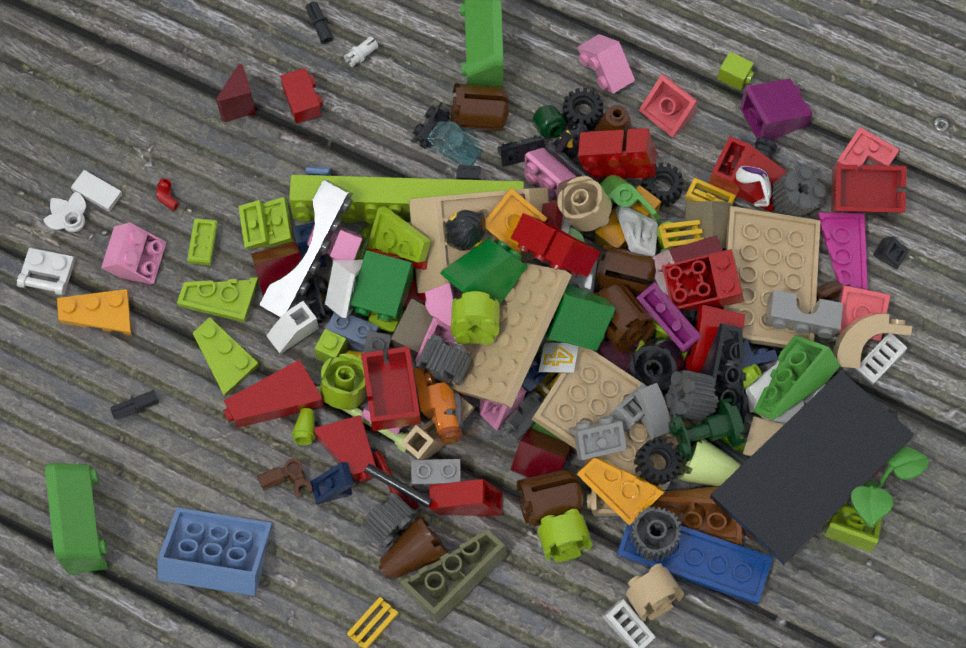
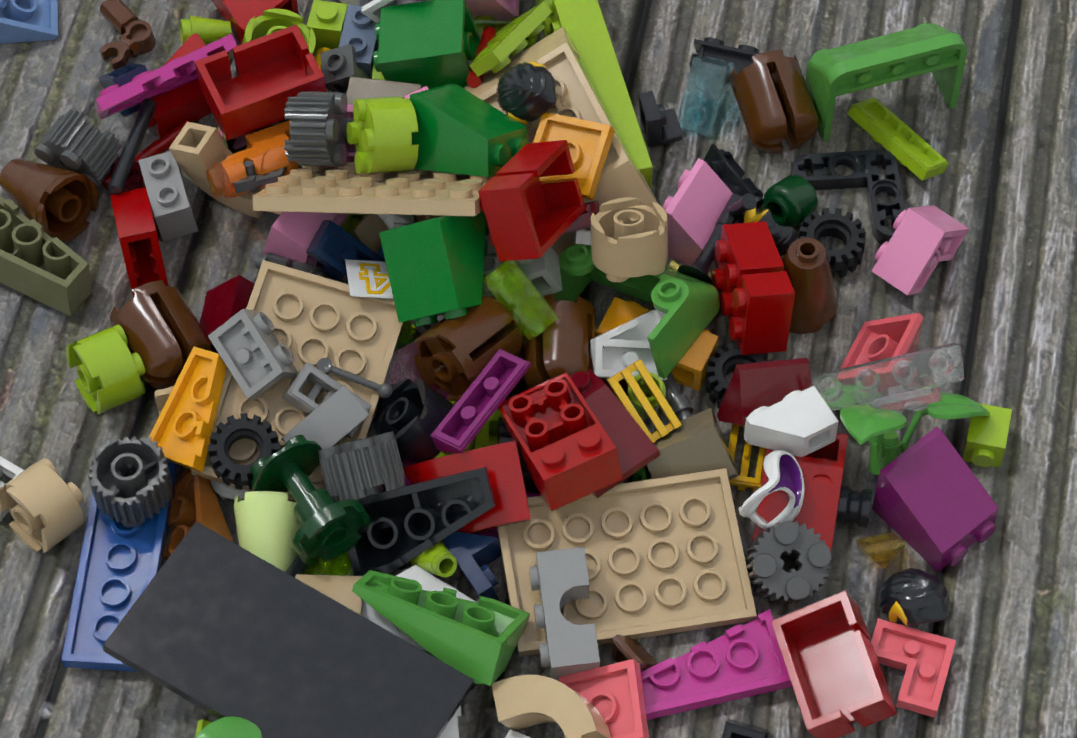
camera: 75 degrees right, 10 degrees down
(359, 447) = (156, 82): none -> dark pink wing
(527, 49) = (898, 138): none -> lime plate
(539, 77) = (864, 175): none -> black beam
(607, 275) = (521, 297): none -> clear neon green hinge
(611, 401) = (325, 365): none -> dark grey hinge
(695, 170) = (762, 385): none -> dark red slope
(711, 102) = (894, 382): none -> clear bracket
(723, 156) = (793, 425): none -> white slope
(742, 117) = (879, 425): none -> bright green plant
(789, 146) = (881, 547): none -> clear yellow slope
(831, 138) = (914, 597): none -> black hair

